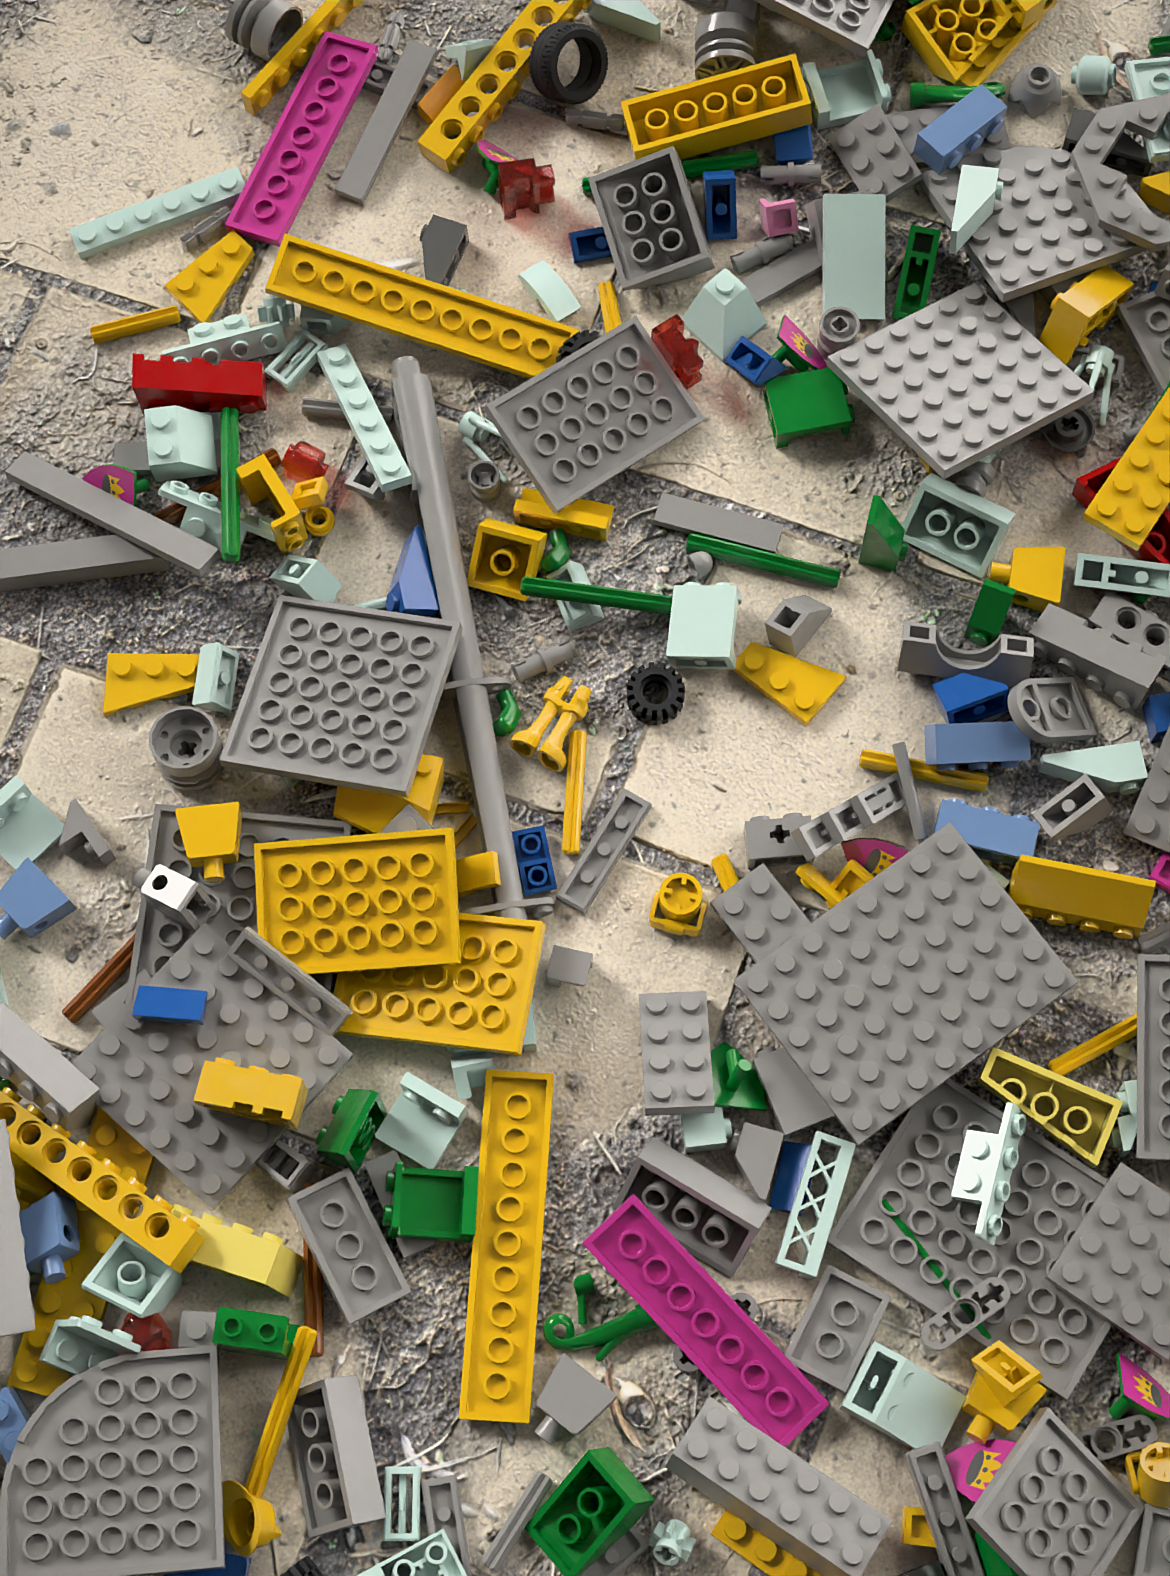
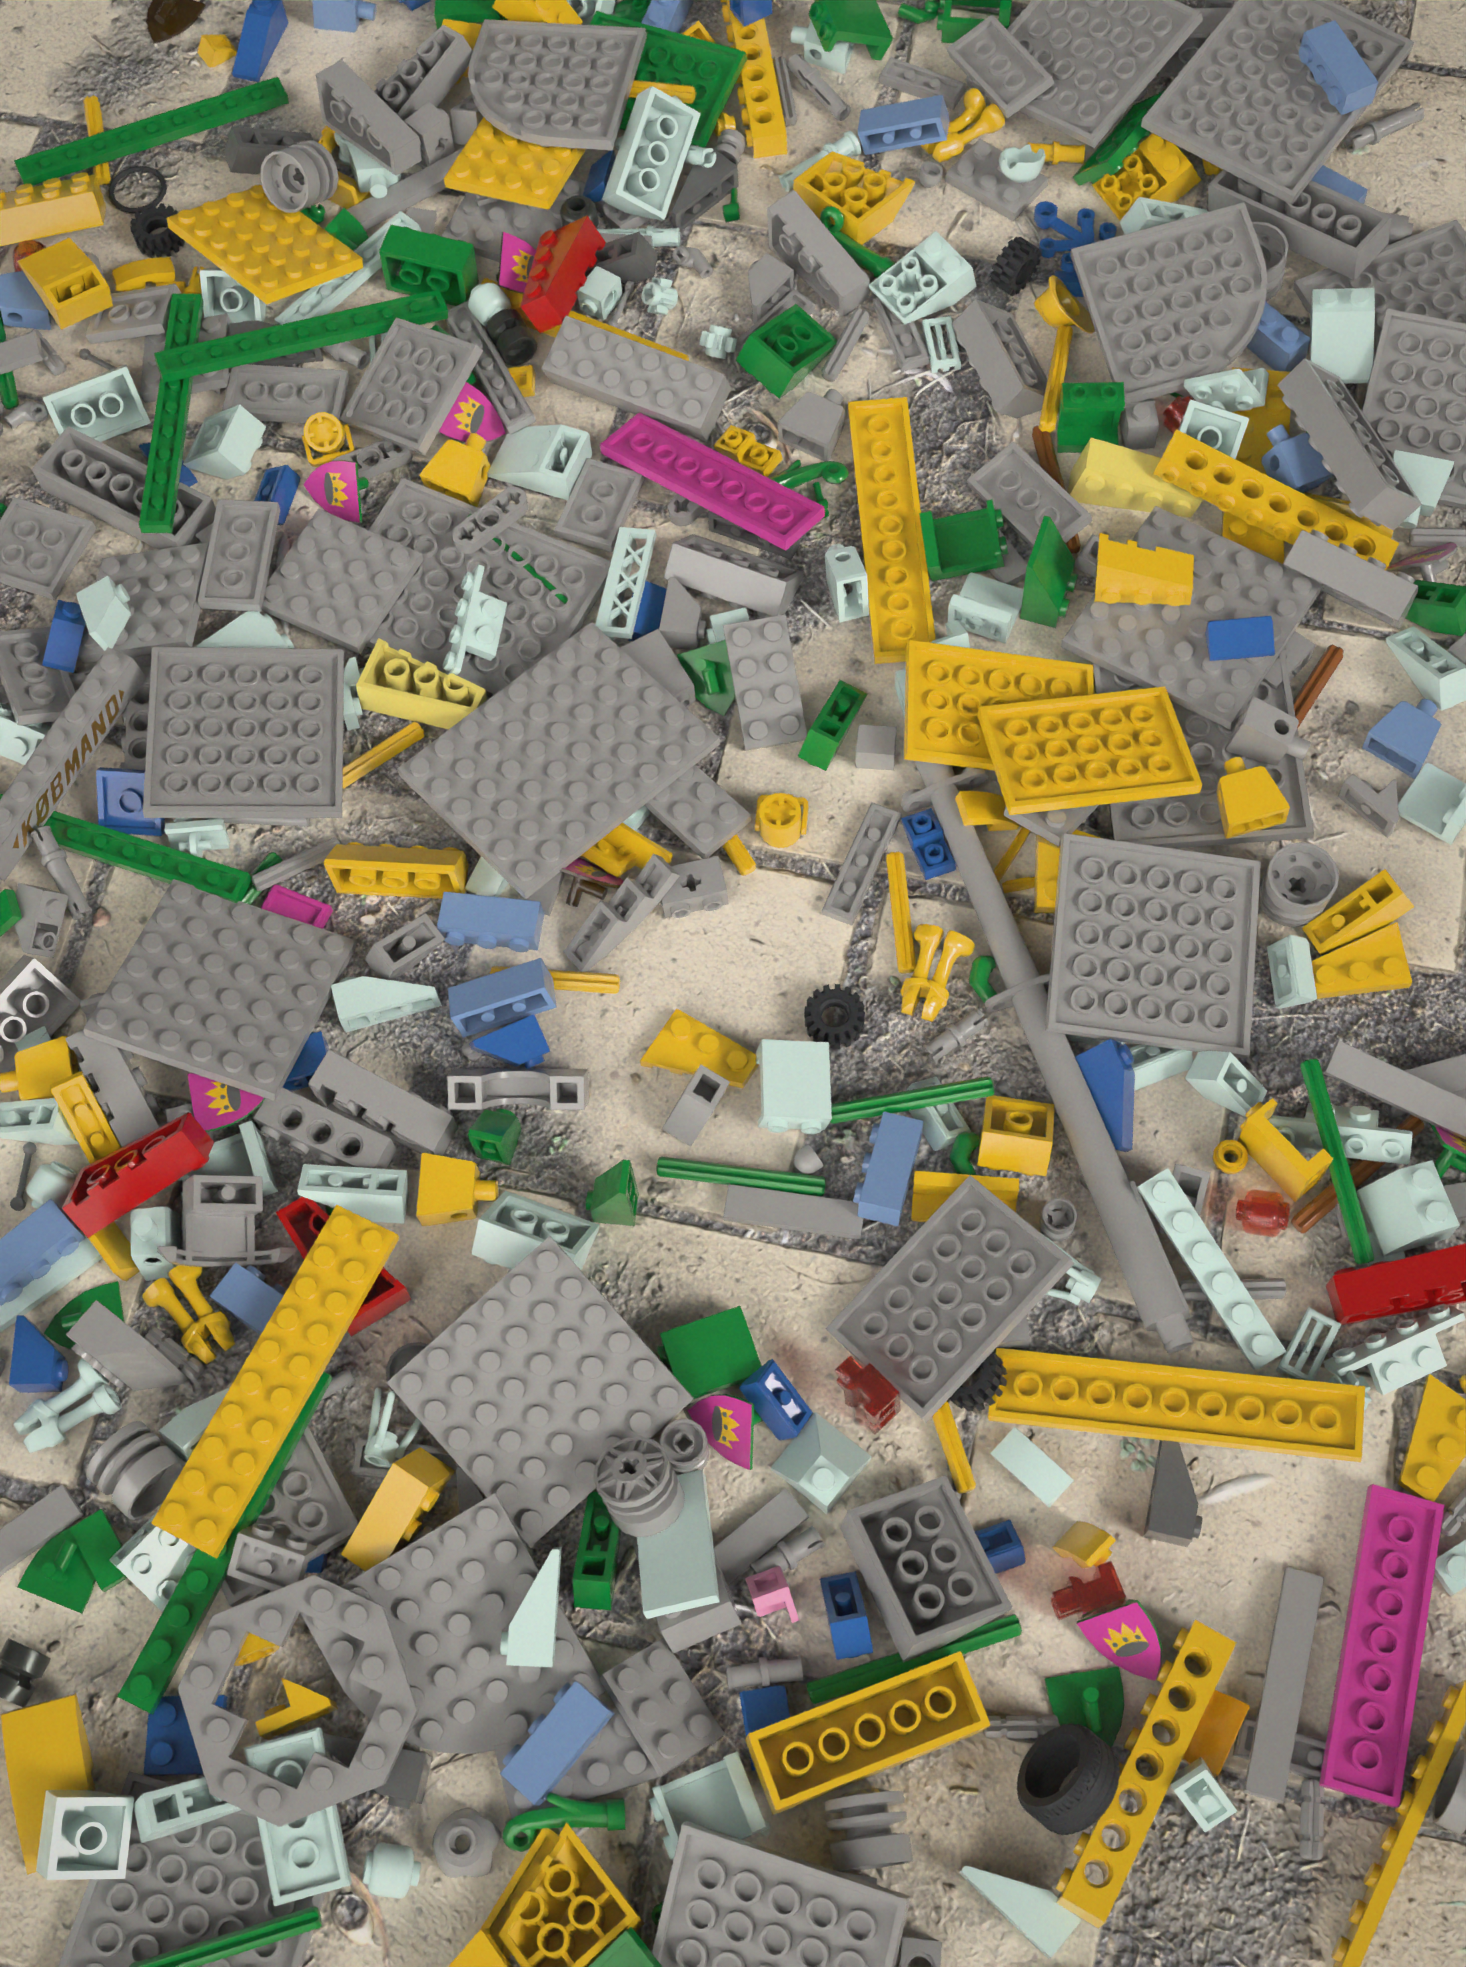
camera: 175 degrees right, 5 degrees down
(126, 722) = (1359, 913): none -> yellow slope
(288, 982) = (1136, 681): light grey tile -> none
(310, 493) = (1247, 1171): yellow plate -> none
(521, 221) = (1085, 1544): none -> yellow slope
(539, 130) = (1089, 1700): none -> green shield
(565, 1158) = (844, 567): none -> light aqua torso
(609, 1002) = (832, 725): none -> green slope
(627, 539) = (888, 1168): none -> medium blue brick
(655, 1379) = (744, 449): none -> yellow slope
(863, 295) = (639, 1486): none -> light grey wheel
(910, 791) = (567, 952): light grey bar -> none
(1005, 1372) = (452, 467): yellow slope -> none
(1053, 710) = (426, 1041): light grey tile -> none

